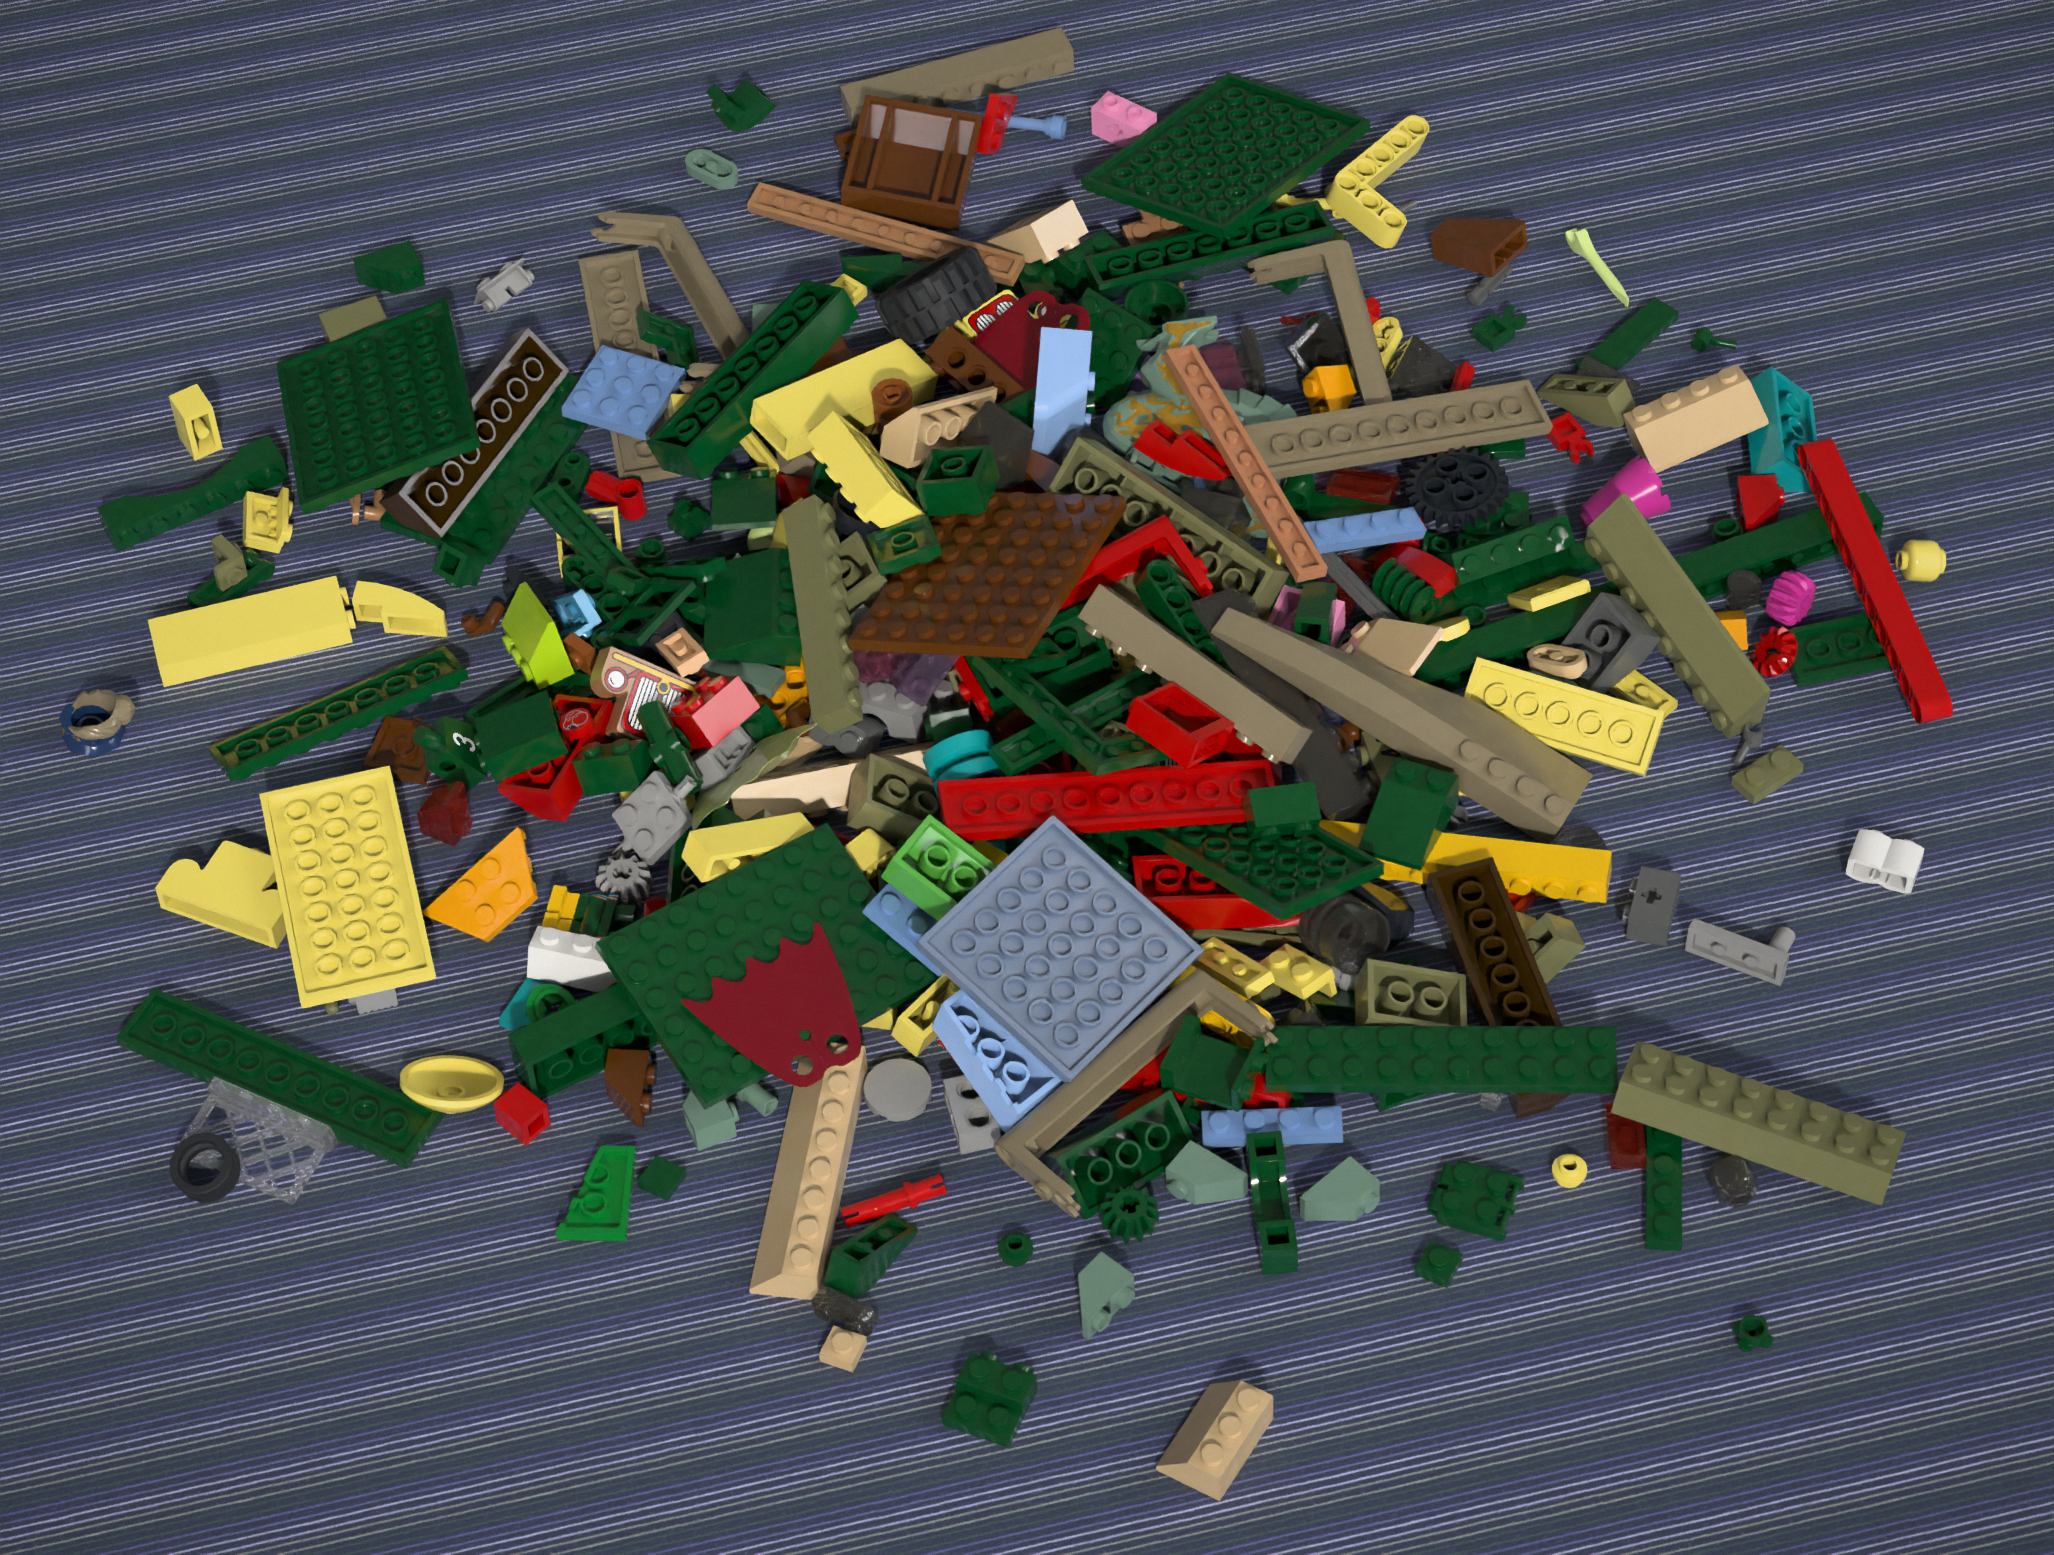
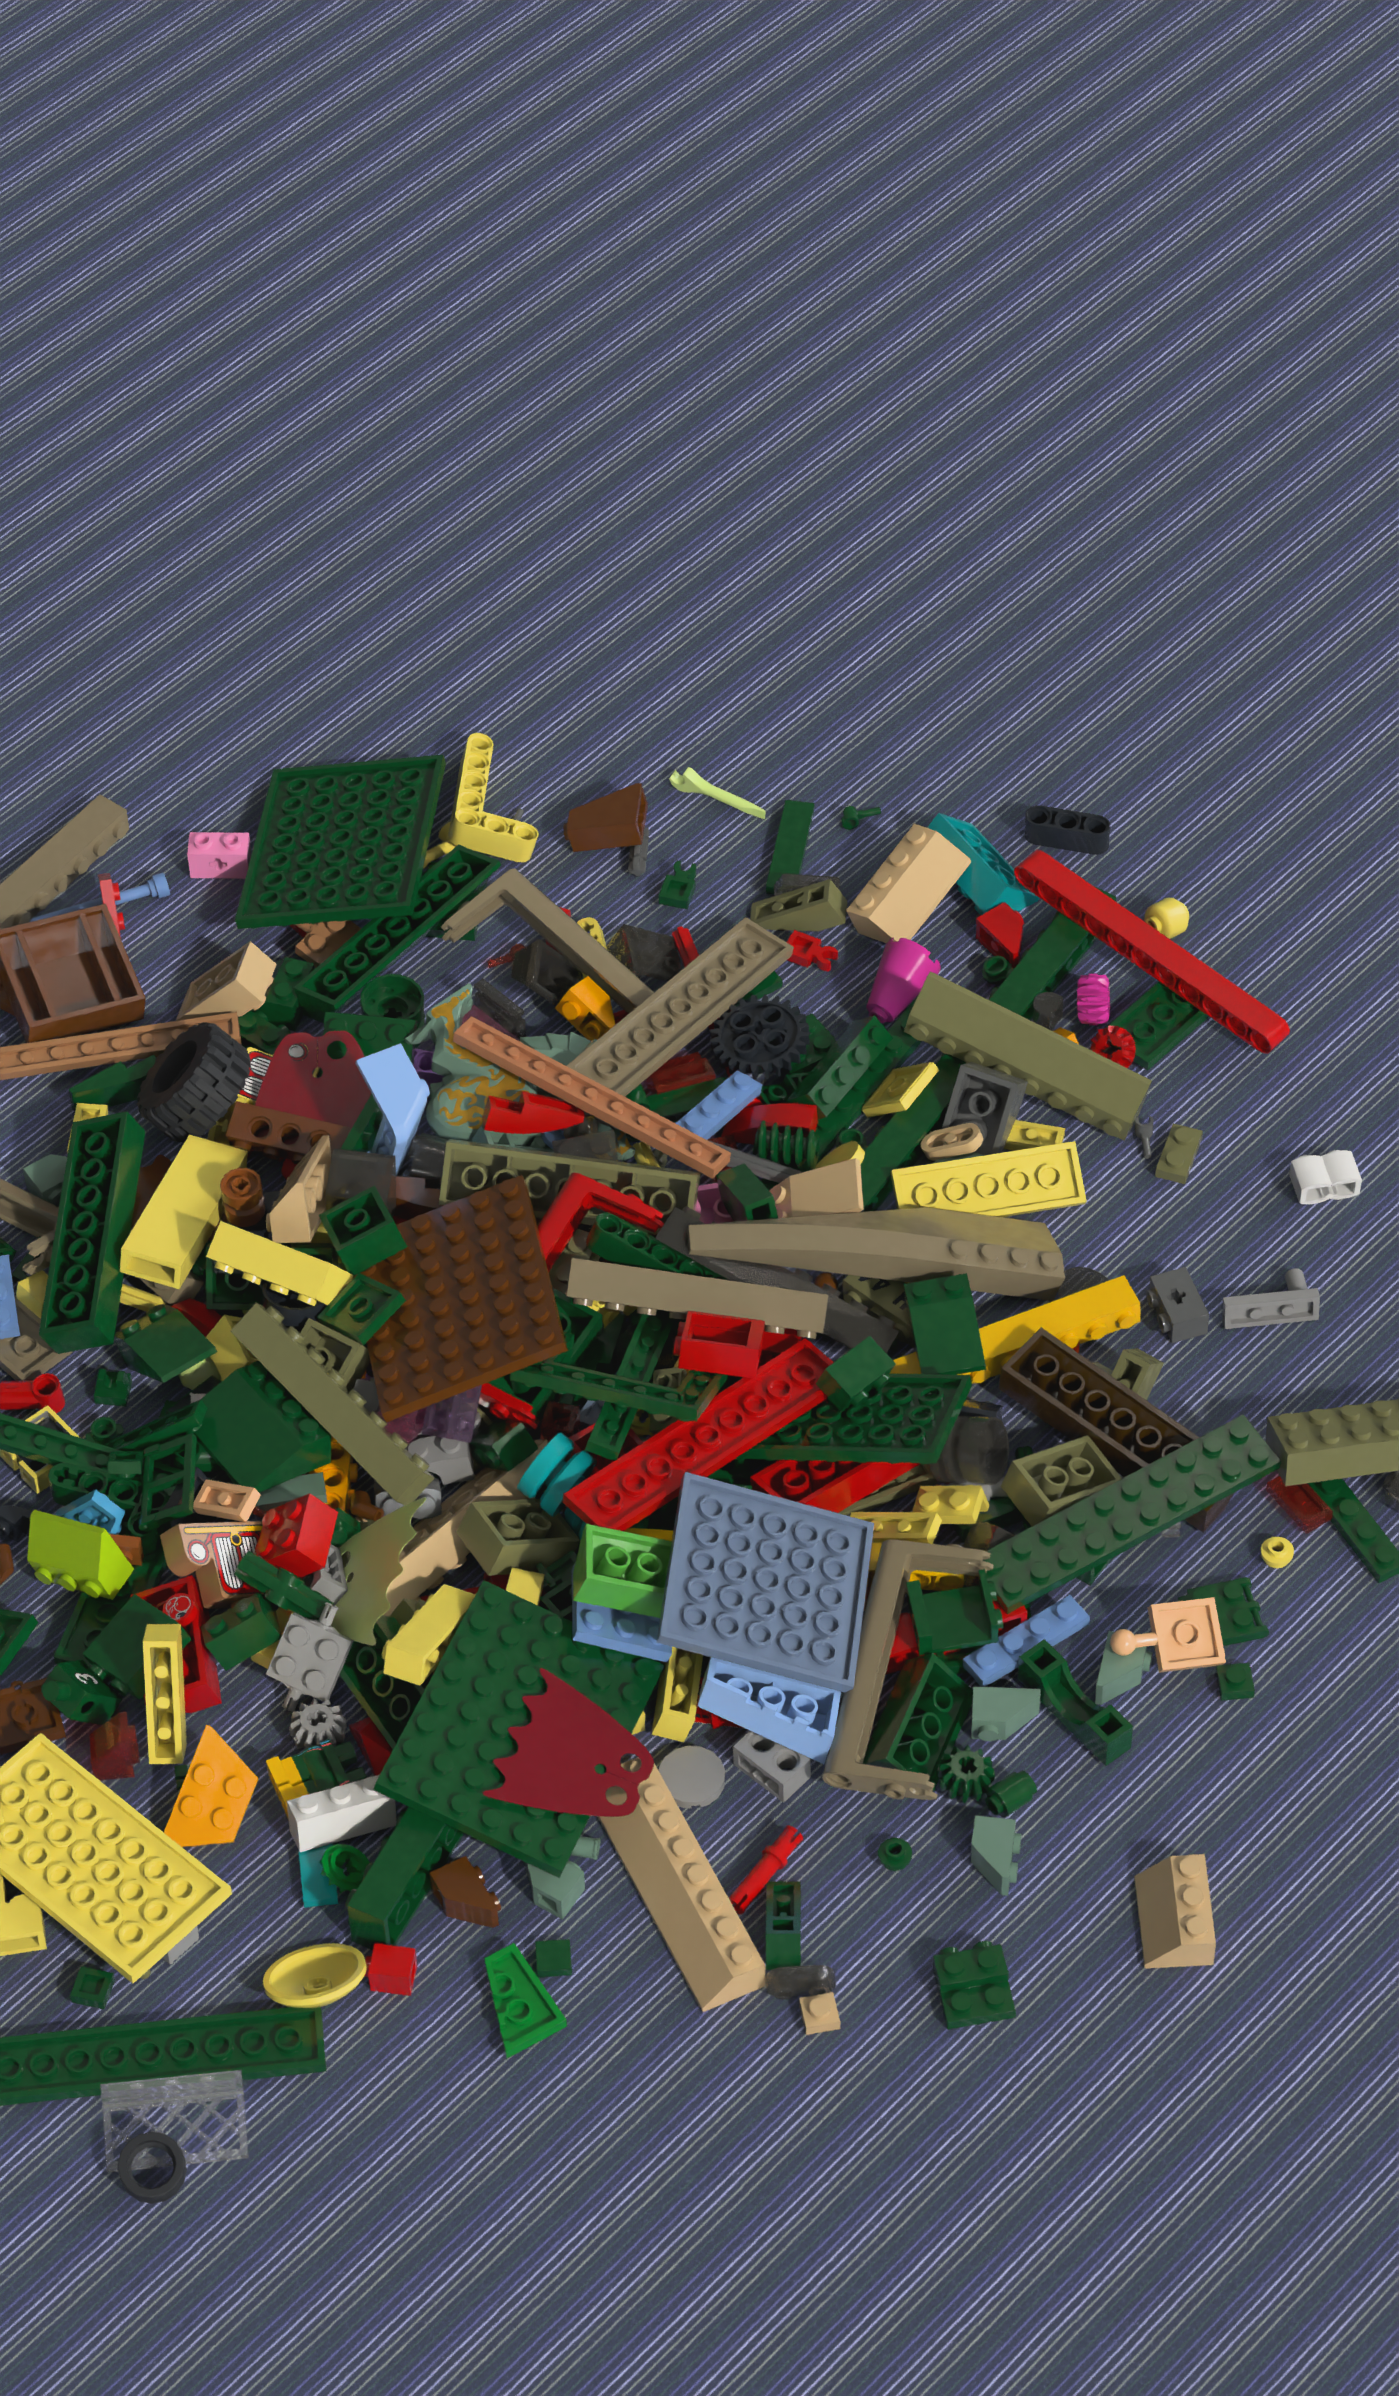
camera: 35 degrees left, 0 degrees up
(279, 997) = (92, 1987): none -> dark green plate
(504, 781) = (164, 1693): none -> light yellow brick
(1154, 1252) = (1010, 1793): none -> dark green brick
(1412, 1194) = (1182, 1633): none -> light nougat plate
(1892, 439) = (1067, 830): none -> black beam

